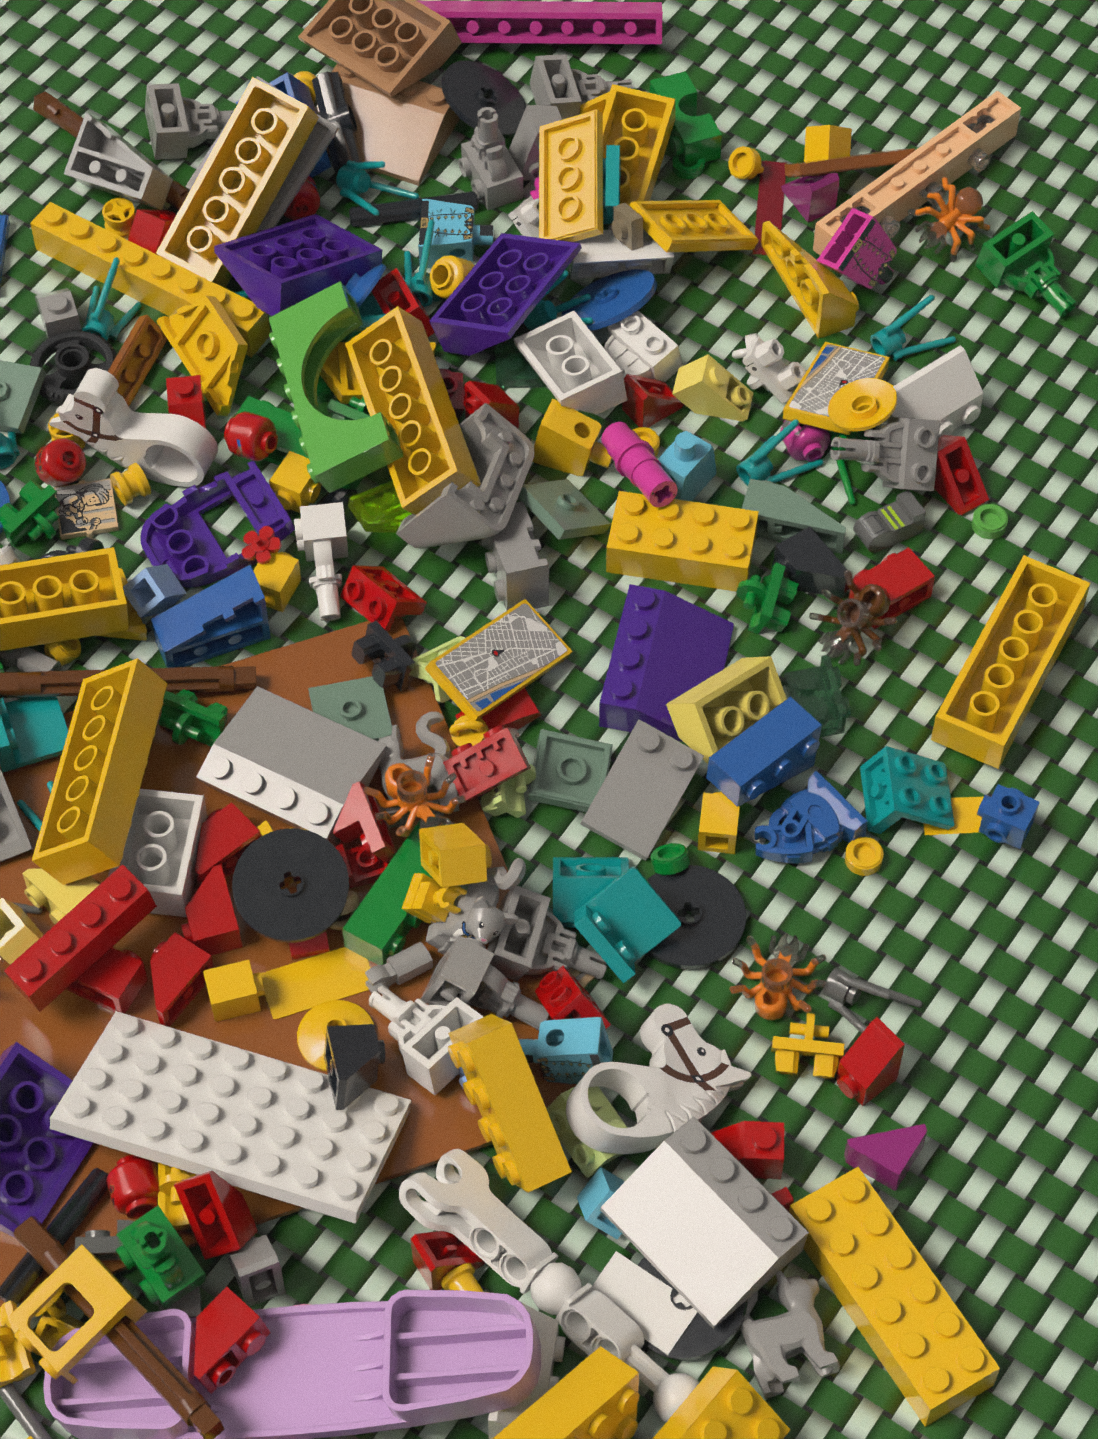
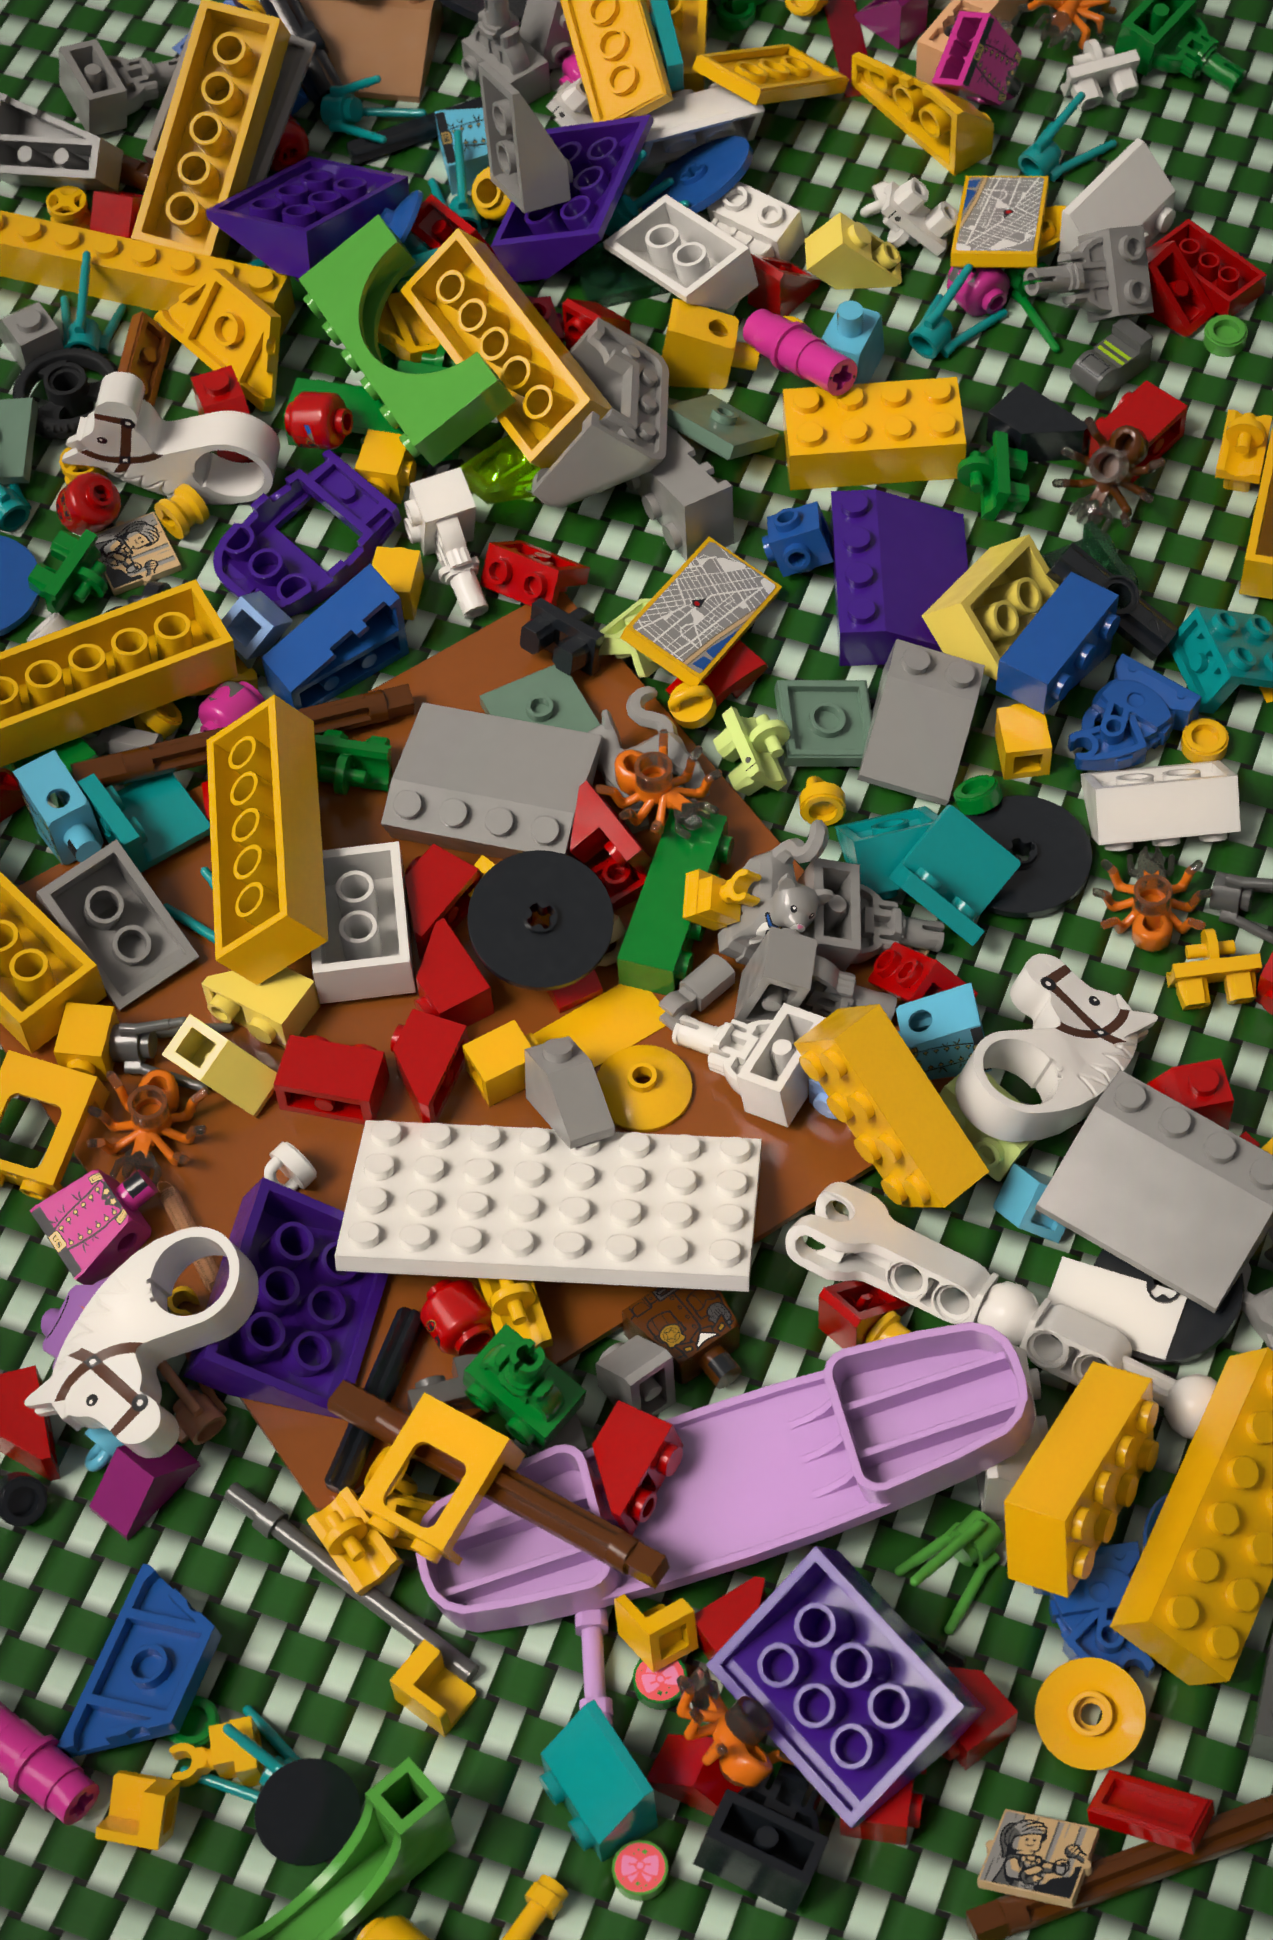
camera: 10 degrees left, 0 degrees up
(50, 1033) = (292, 1164): none -> white tile
(80, 938) = (304, 1038): red brick -> none
(115, 651) = (228, 704): none -> dark pink head
(216, 1213) = (572, 1321): red slope -> none
(261, 546) = (370, 543): red plant -> none
(271, 1028) = (567, 1092): none -> light grey slope
(306, 1243) = (693, 1328): none -> reddish brown torso
(352, 1061) = (677, 1107): black slope -> none
(454, 855) = (732, 837): yellow brick -> none
(468, 255) = (520, 151): none -> light grey slope
(487, 762) = (731, 728): bracket -> none
(546, 836) = (822, 801): none -> yellow tile
(594, 616) = (798, 539): none -> blue brick
(628, 226) = (700, 85): dark tan plate -> none
(786, 513) = (990, 374): sand green slope -> none
(810, 900) = (1162, 804): none -> white slope
(839, 744) = (1139, 621): none -> black piece
(862, 404) = (1046, 226): yellow dish -> none
(958, 275) = (1100, 69): none -> white hips
(968, 621) = (1243, 450): none -> yellow hips
(997, 463) = (1222, 273): none -> red piece

